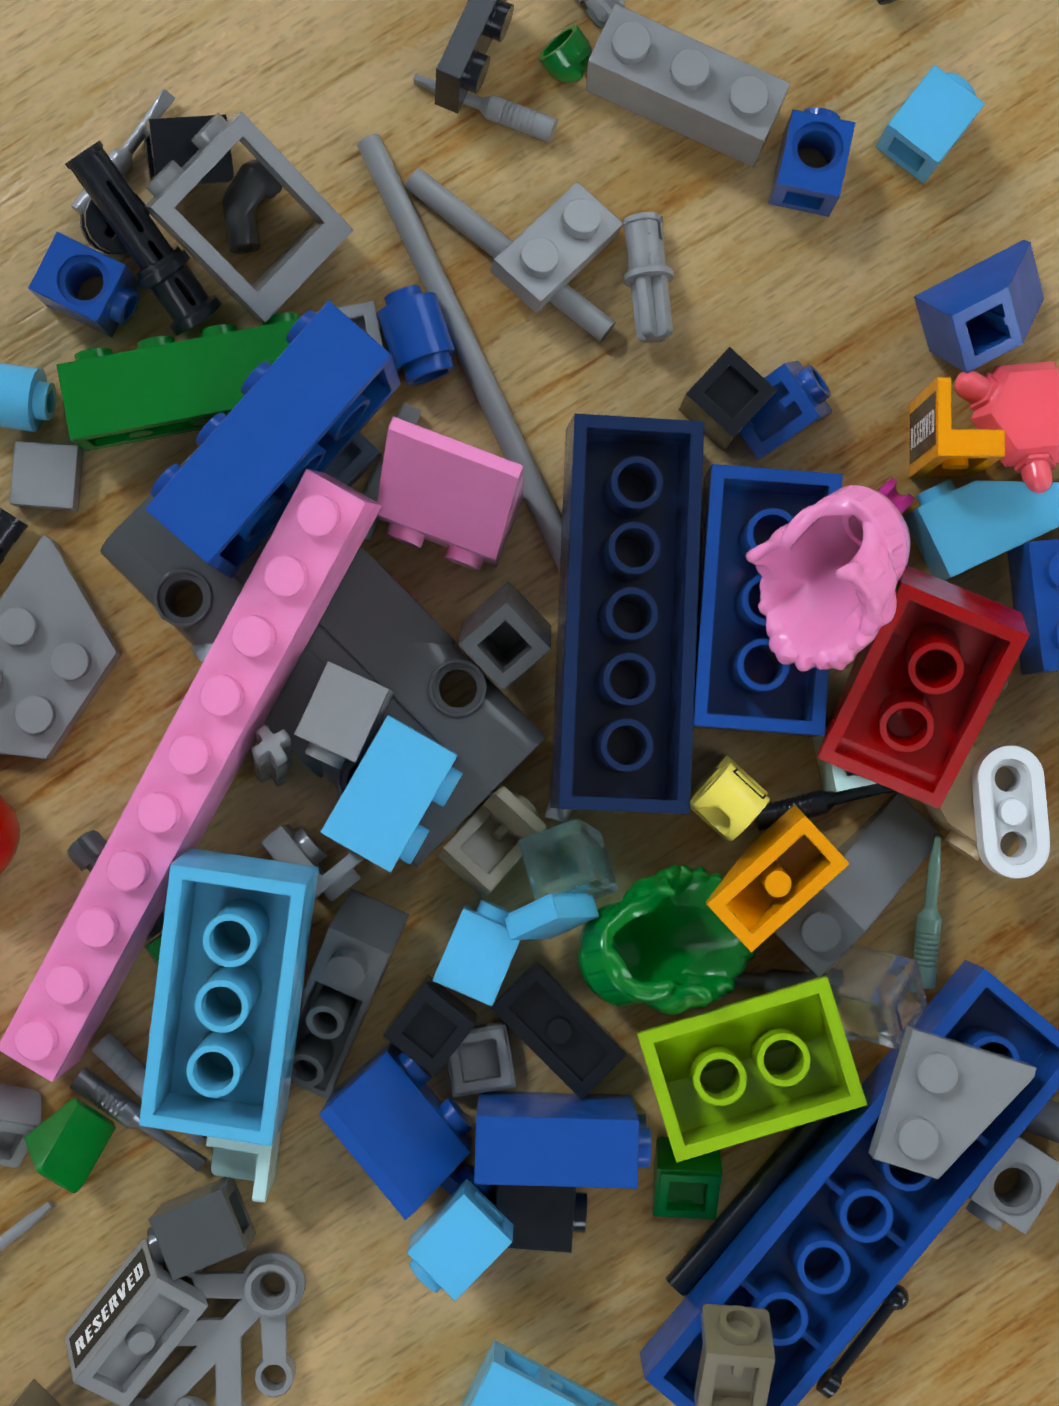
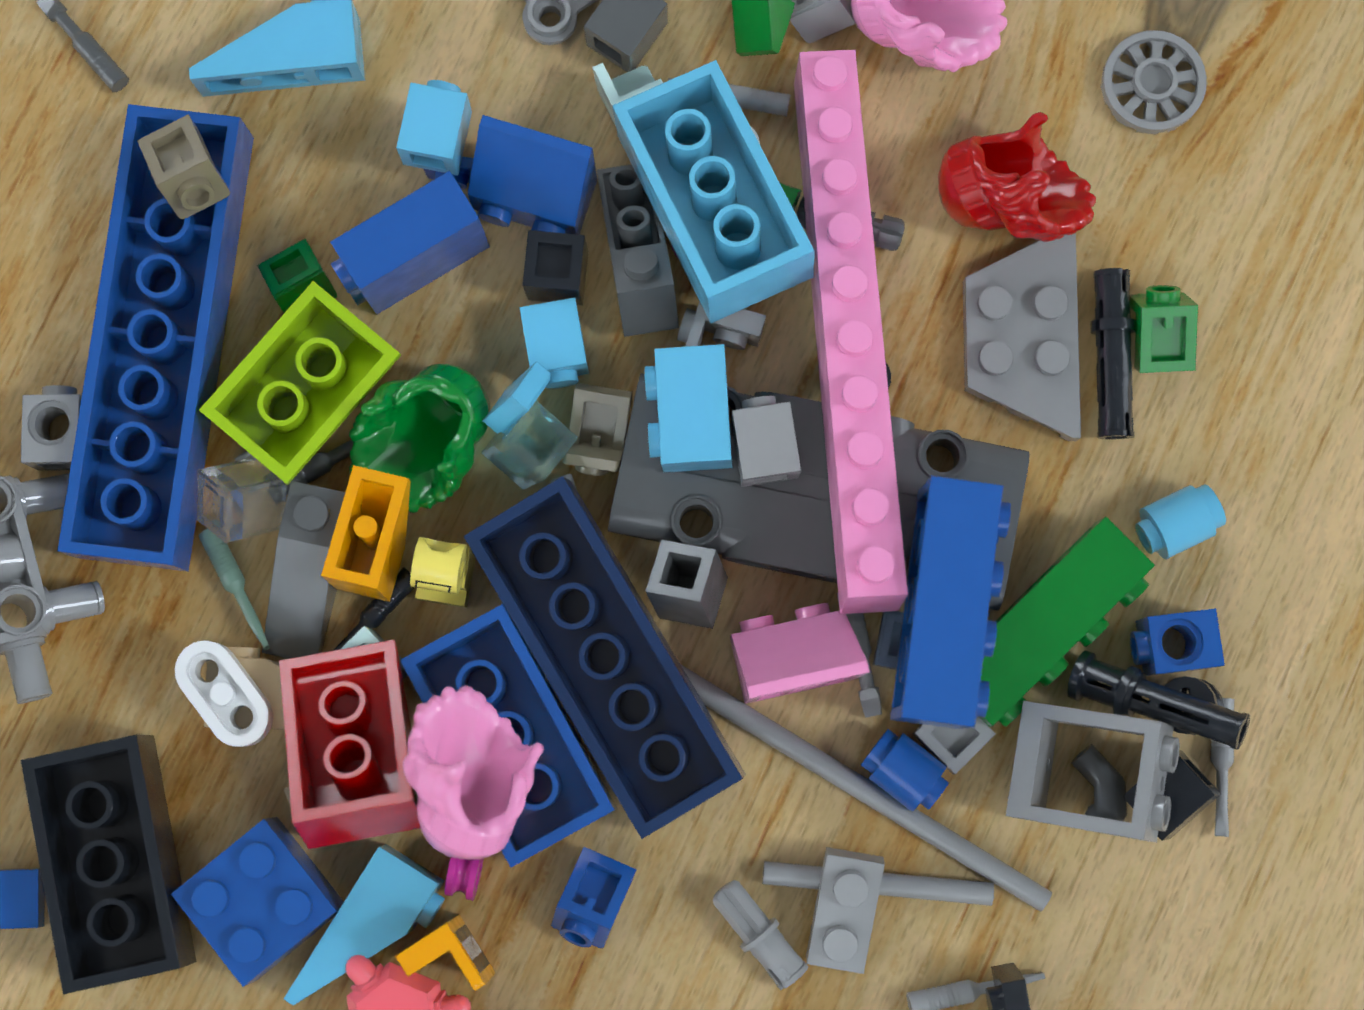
camera: 150 degrees right, 5 degrees down
(46, 476) = (1109, 483): light grey tile -> none
(127, 1113) = (734, 68): flat silver piece -> none
(272, 755) = (799, 382): light grey axle -> none
(482, 1061) = (500, 268): light grey tile -> none
(543, 1215) = (384, 183): black brick -> none
(559, 1030) = (459, 325): black plate -> none
(727, 398) = (636, 876): black panel -> none
(745, 1205) = (242, 286): black bar -> none
(832, 1378) = (89, 292): black hinge -> none
(942, 1101) = (144, 448): light grey wing -> none

